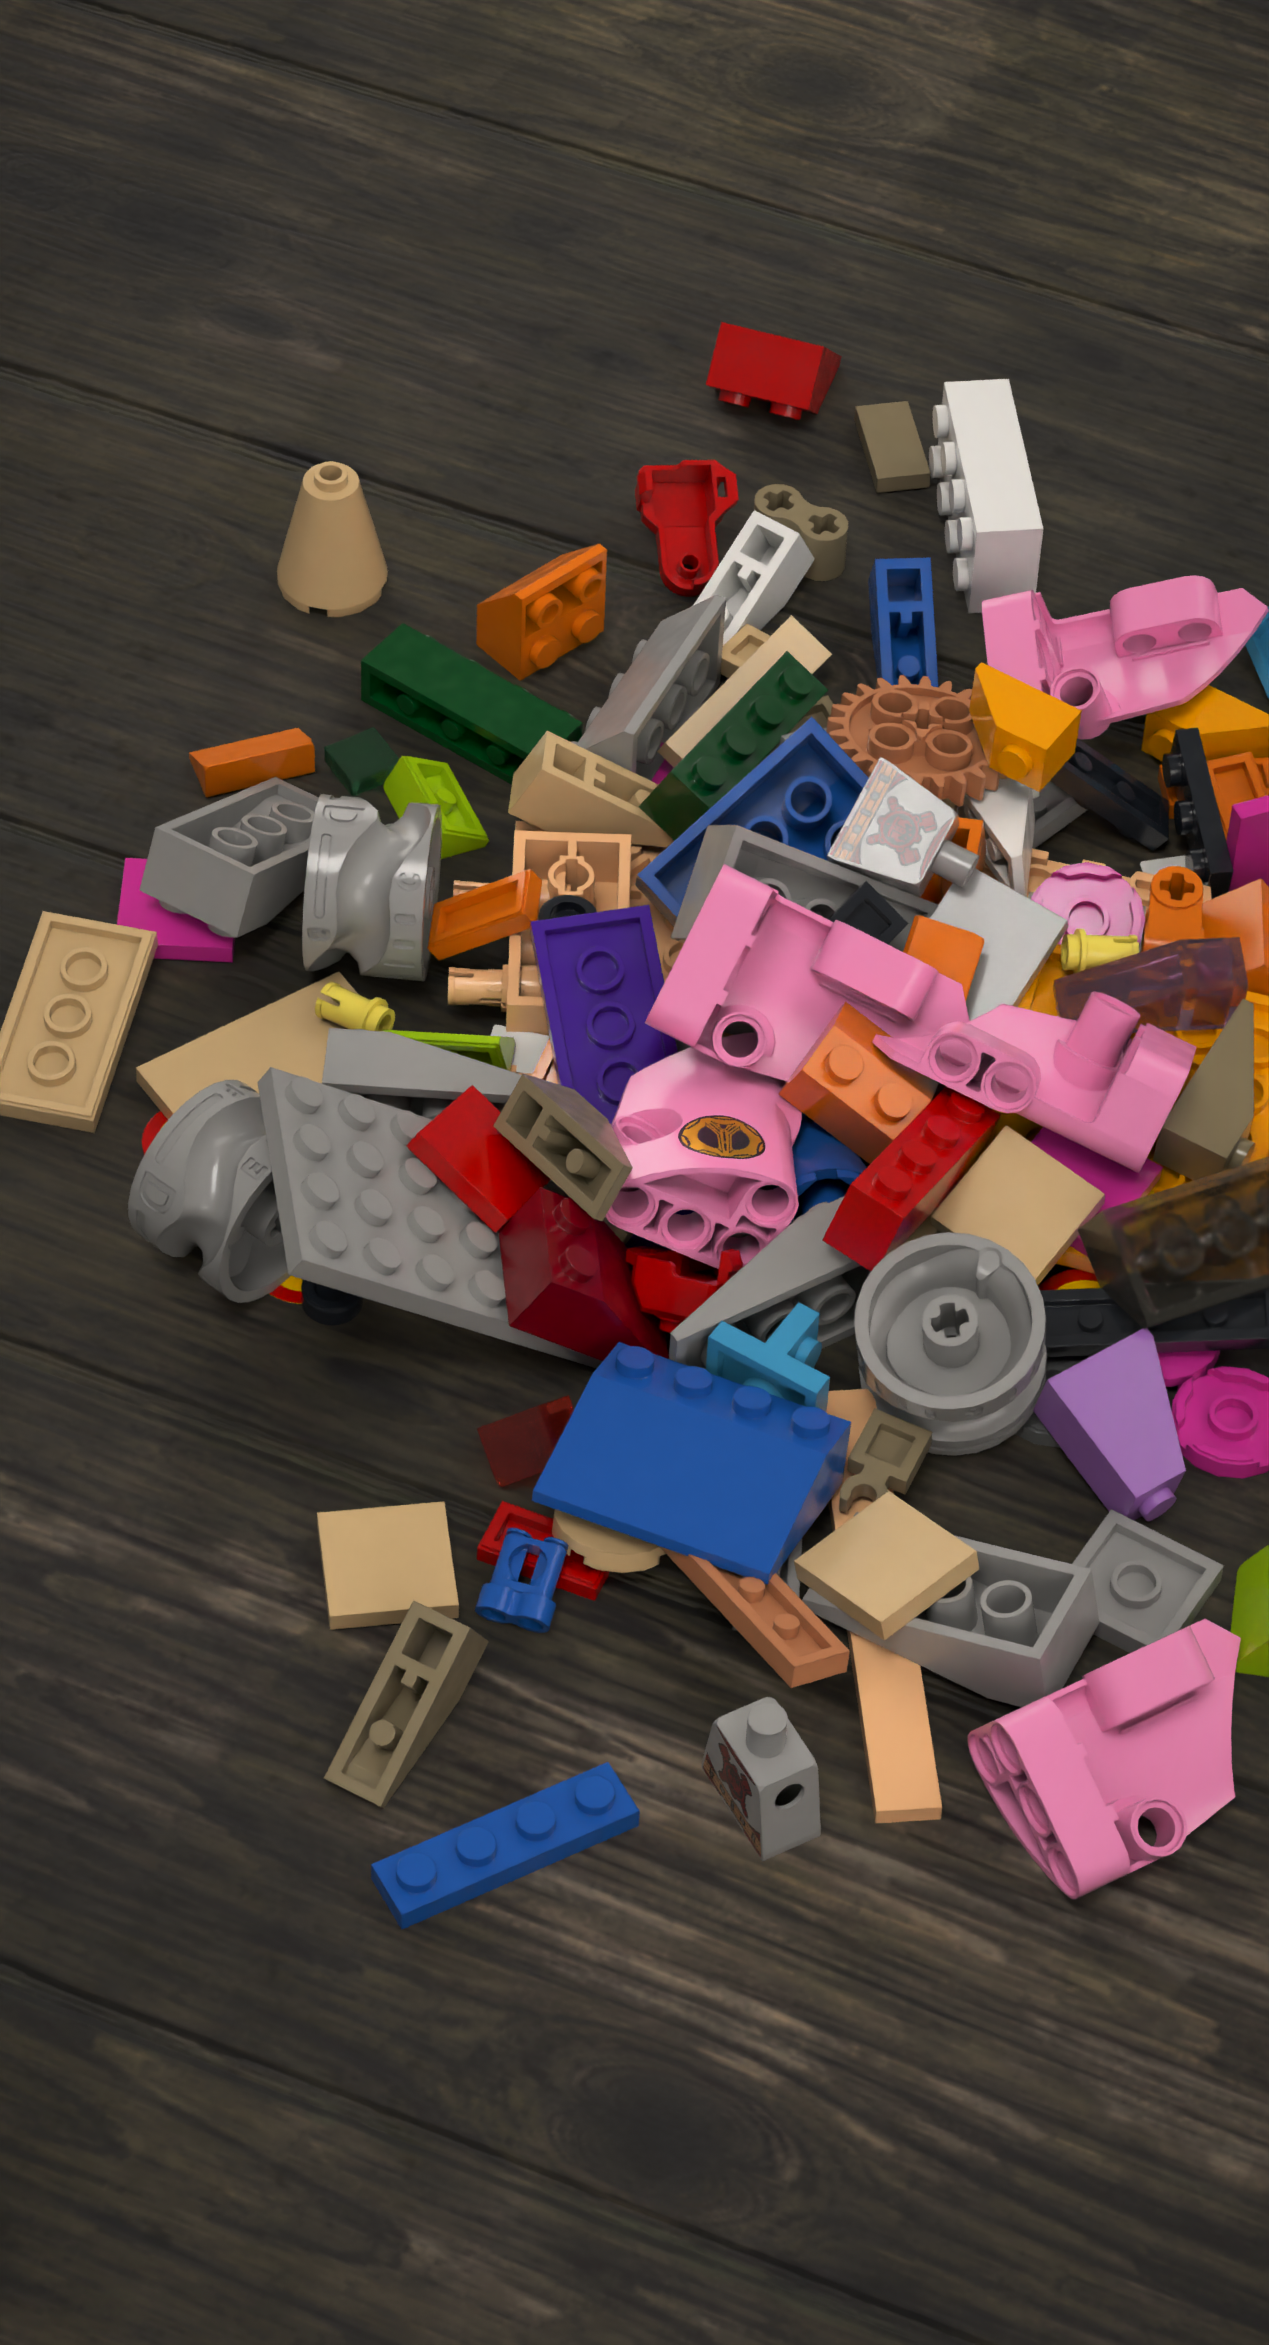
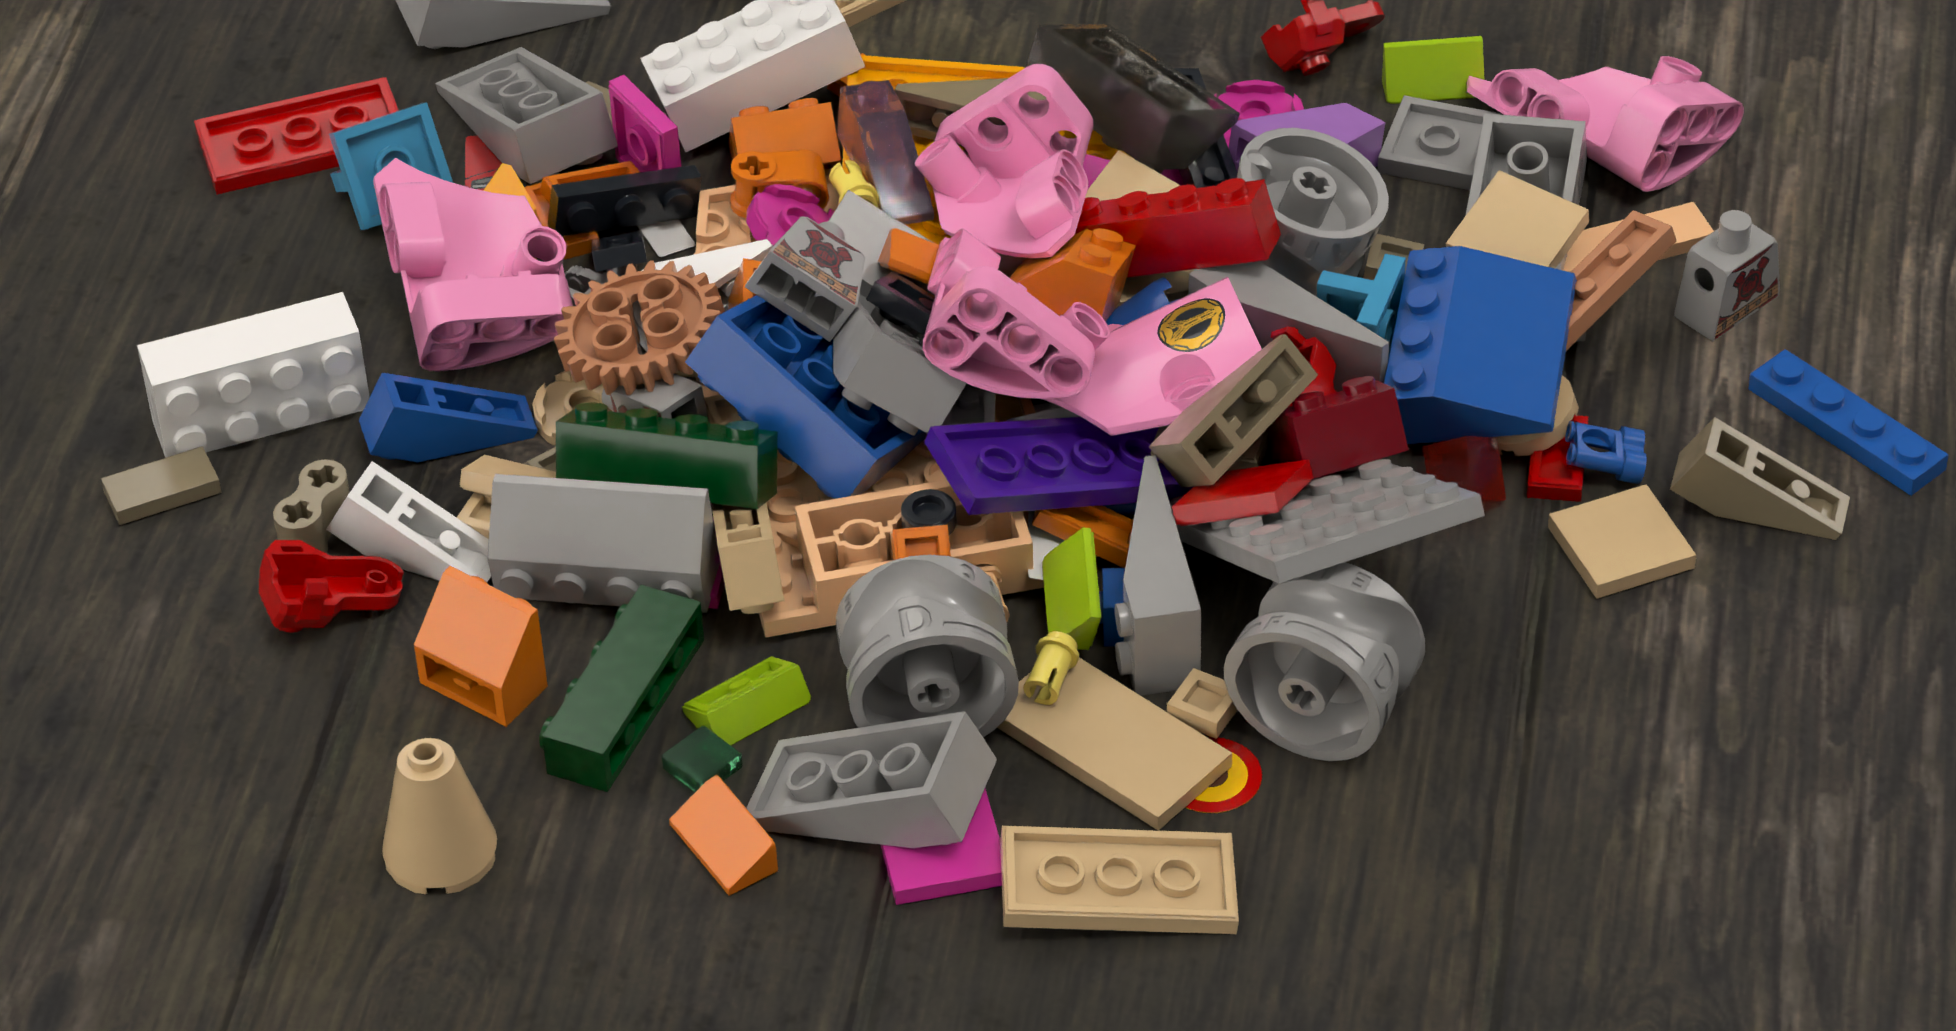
camera: 100 degrees left, 5 degrees down
(772, 370) = (79, 571): red slope -> none
(1021, 727) = (644, 234): light orange slope -> none

